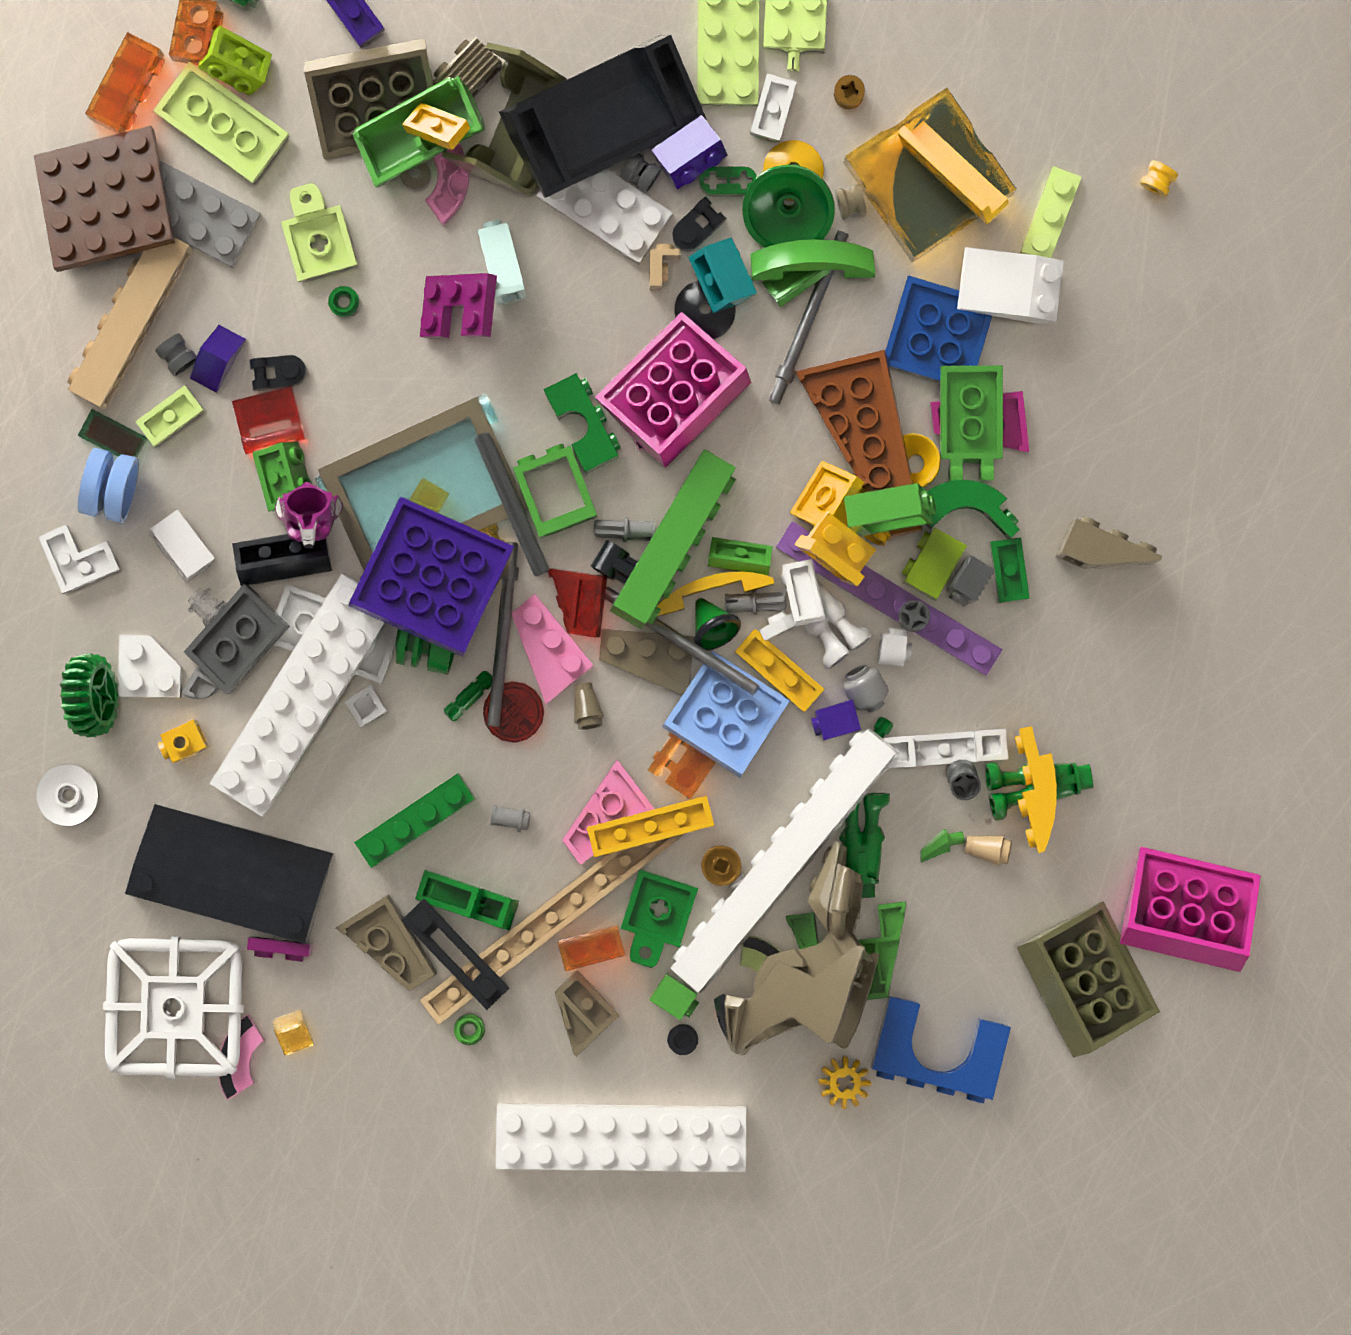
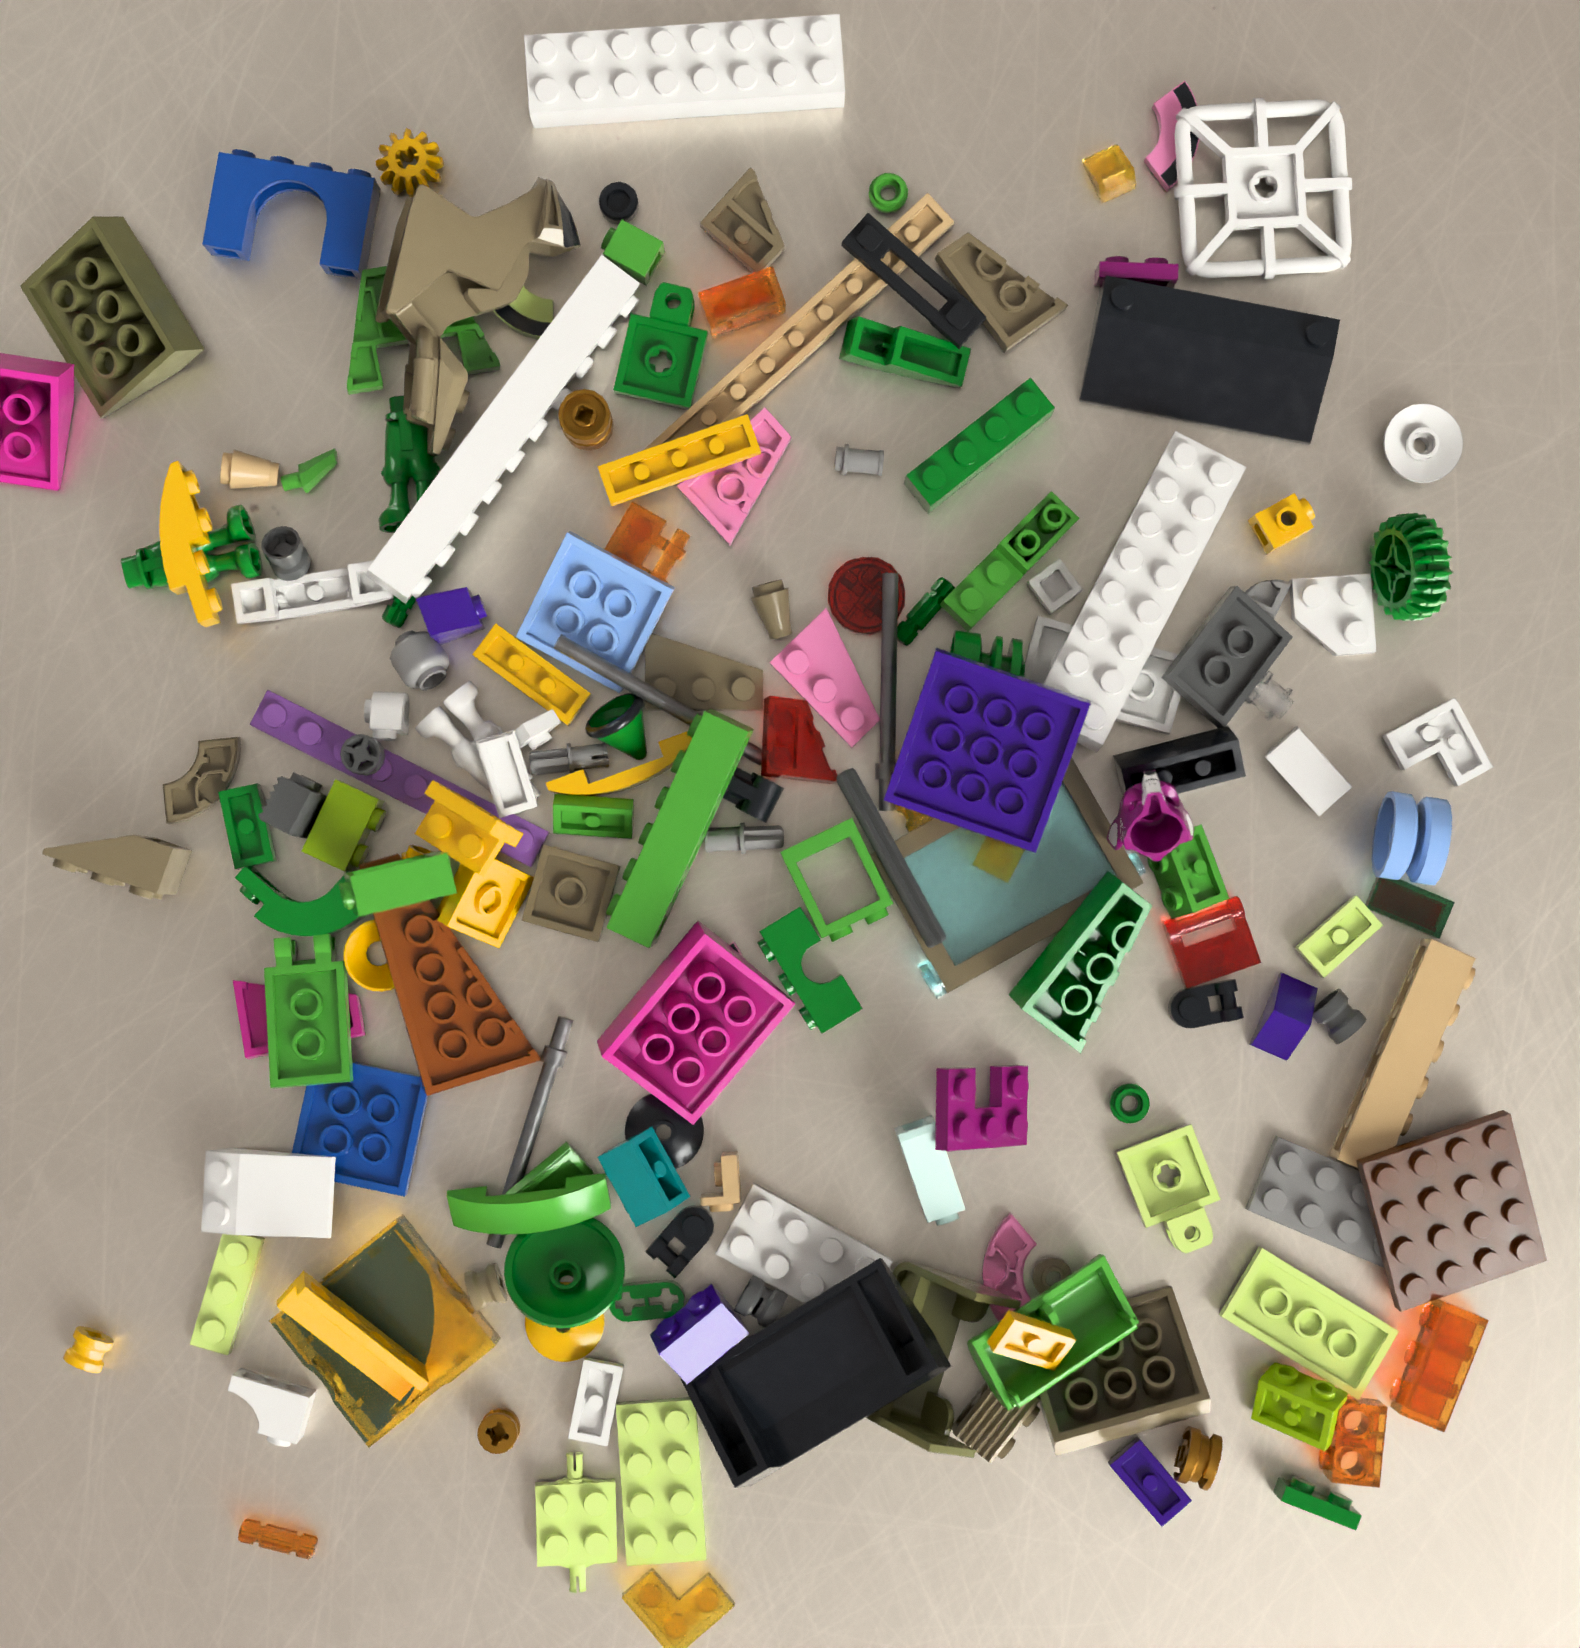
camera: 170 degrees right, 0 degrees up
(316, 27) = (1198, 1458): none -> pearl gold wheel
(370, 411) = (1083, 961): none -> green wedge
(399, 727) = (1009, 561): none -> bright green slope
(762, 498) = (571, 893): none -> dark tan plate
(1015, 125) = (279, 1405): none -> white arch
(1024, 24) = (278, 1538): none -> clear orange axle
(1041, 608) = (199, 787): none -> dark tan tile

